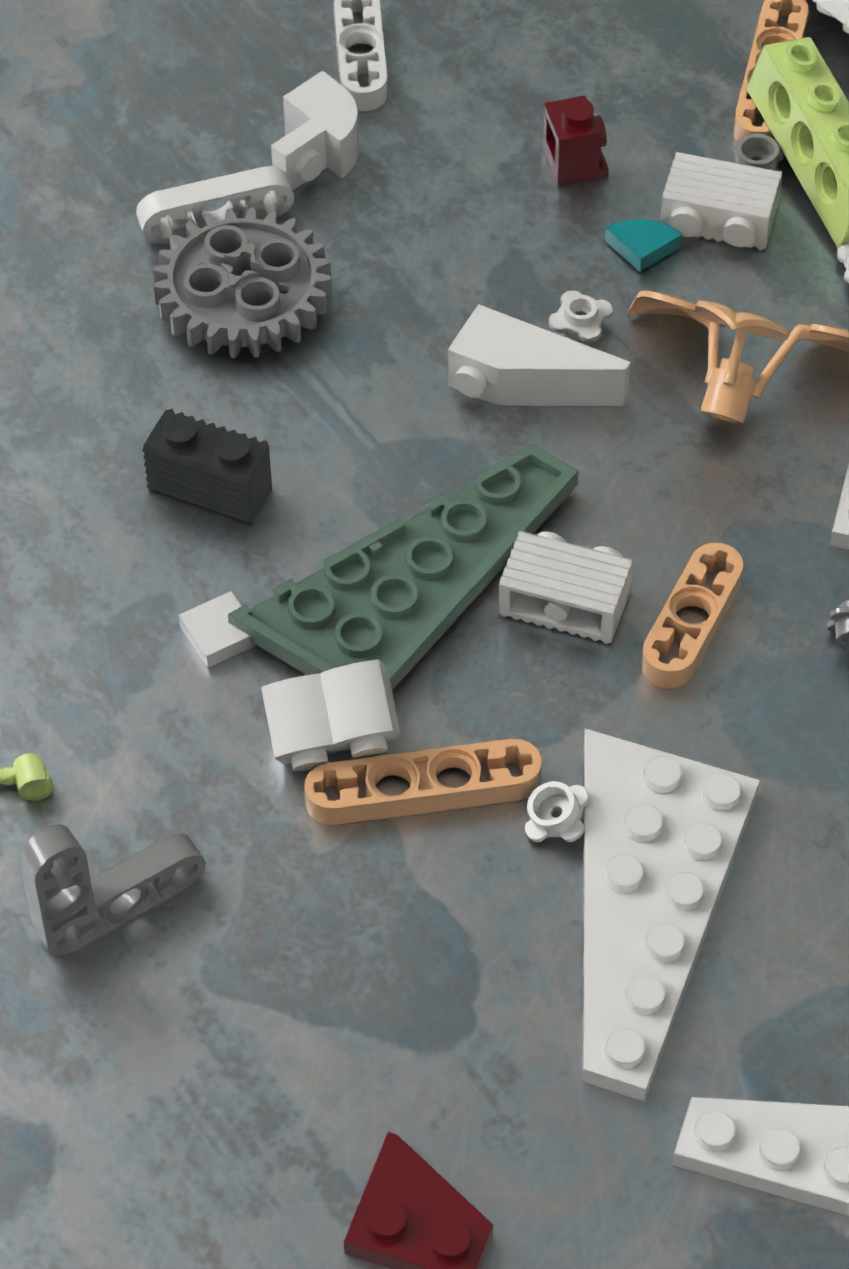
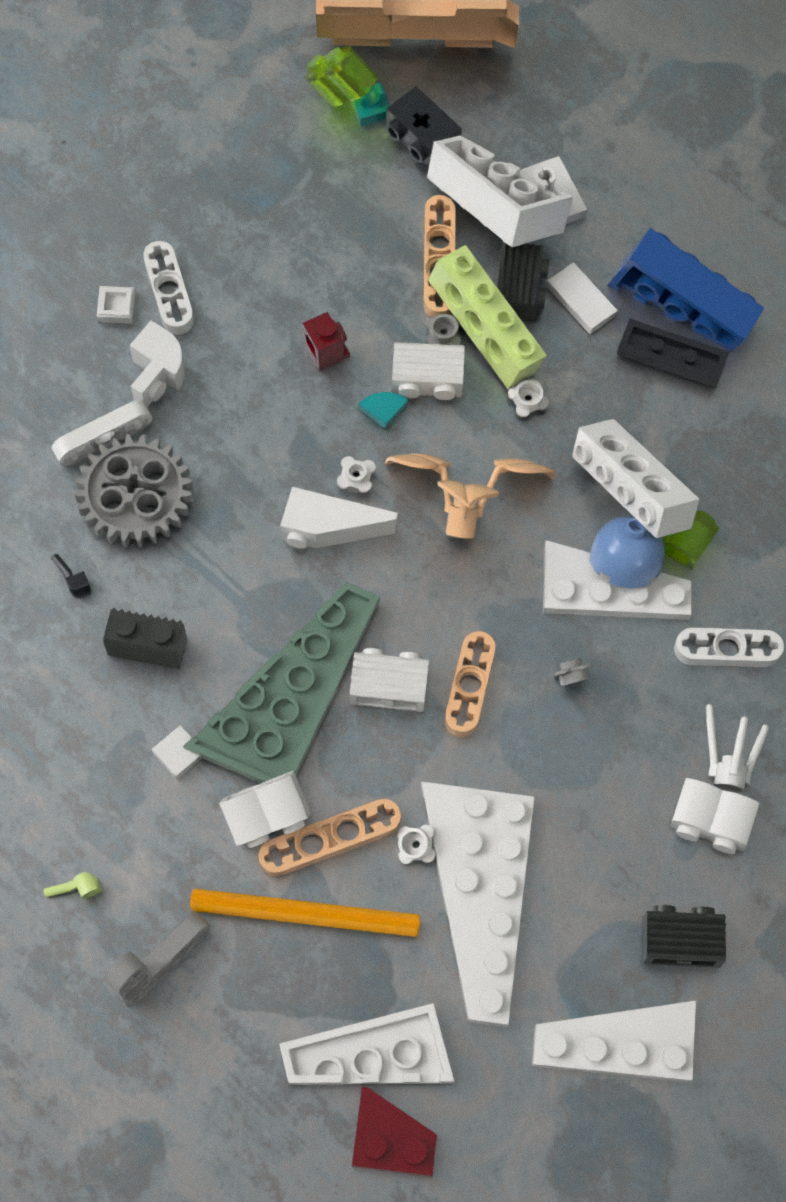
camera: 15 degrees left, 15 degrees up
(127, 385) = (77, 583): none -> black hand
(278, 59) = (116, 304): none -> white tile
(362, 876) = (305, 912): none -> light orange axle
(424, 1087) = (382, 1050): none -> white wing

